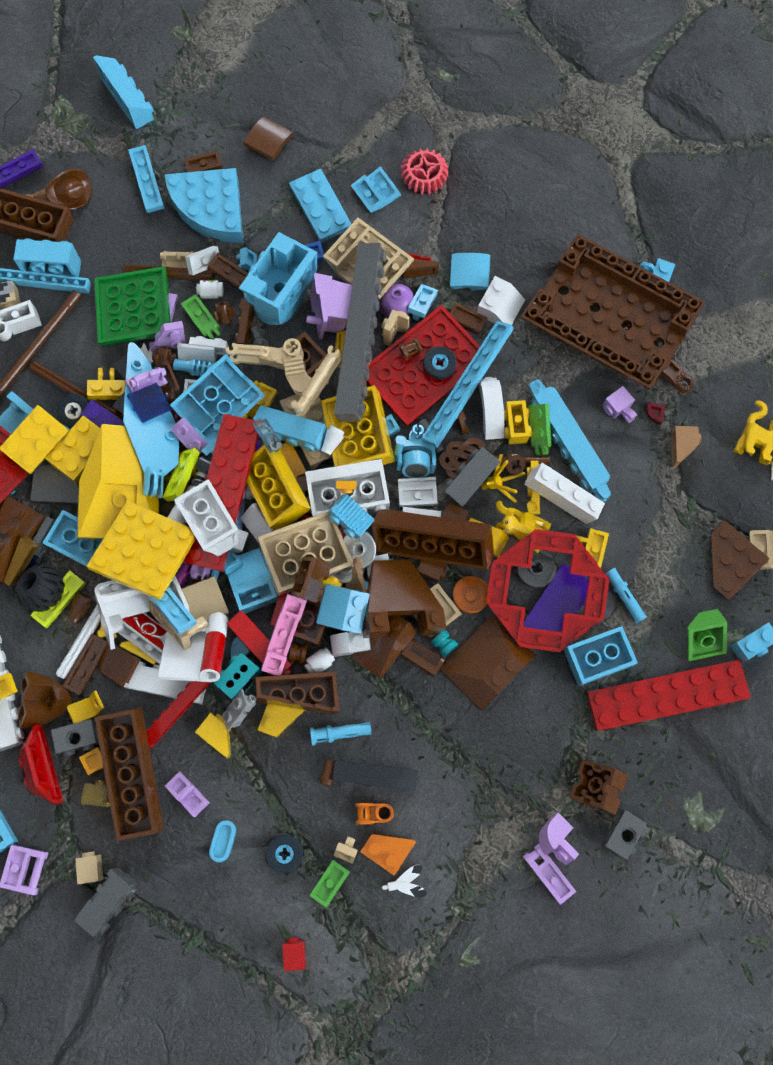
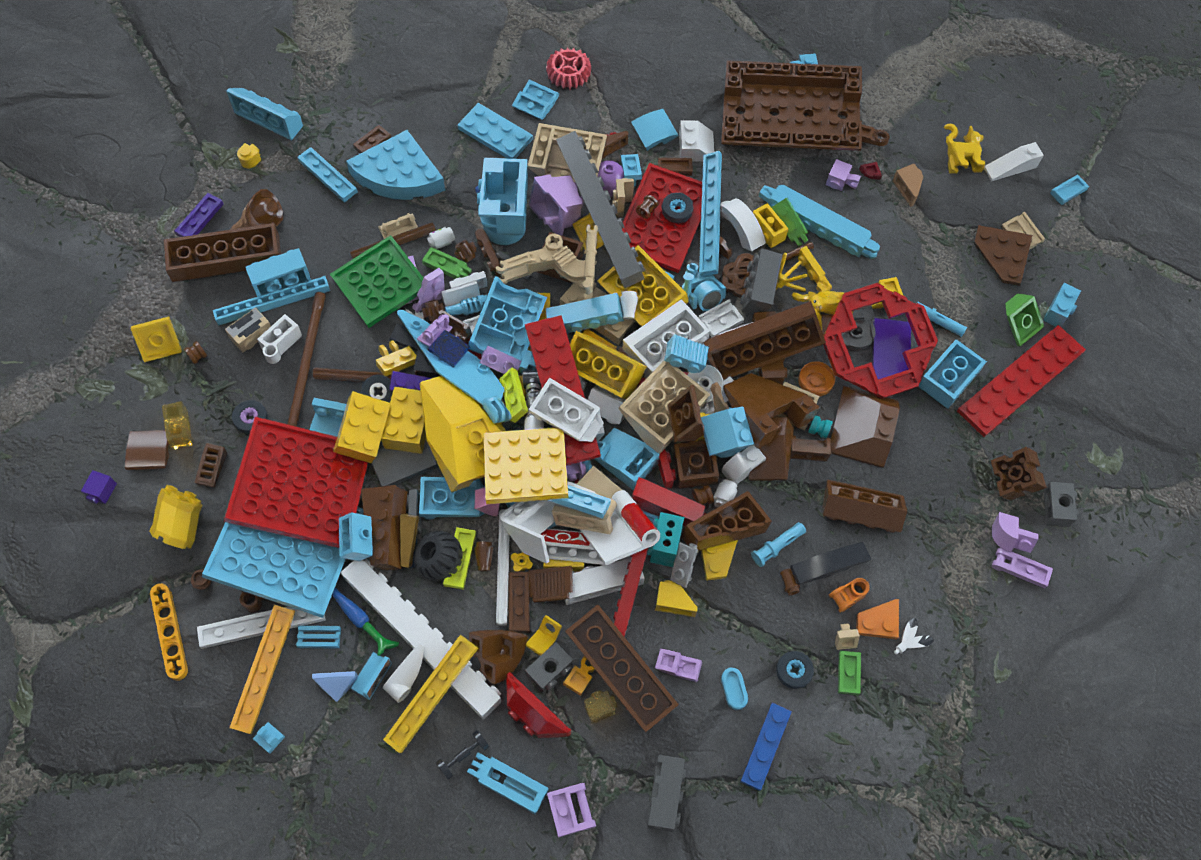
camera: 30 degrees left, 10 degrees down
(88, 128) = (248, 156): none -> yellow plate
(89, 868) = (631, 774): tan brick -> none
(200, 260) = (422, 216): white plate -> none
(218, 907) = (765, 747): none -> blue plate
(227, 270) = (455, 217): reddish brown tile -> none
(247, 259) = (459, 200): medium azure tile -> none
(267, 138) = (416, 98): reddish brown slope -> none
(267, 435) = (573, 324): piece -> none
(283, 635) = (685, 479): bright pink slope -> none
(294, 954) = (857, 748): red brick -> none
(346, 486) = (670, 328): light orange plate -> none
(438, 738) = (864, 506): none -> reddish brown slope
(512, 462) = (794, 257): reddish brown wheel -> none
(564, 493) = (844, 260): white brick -> none

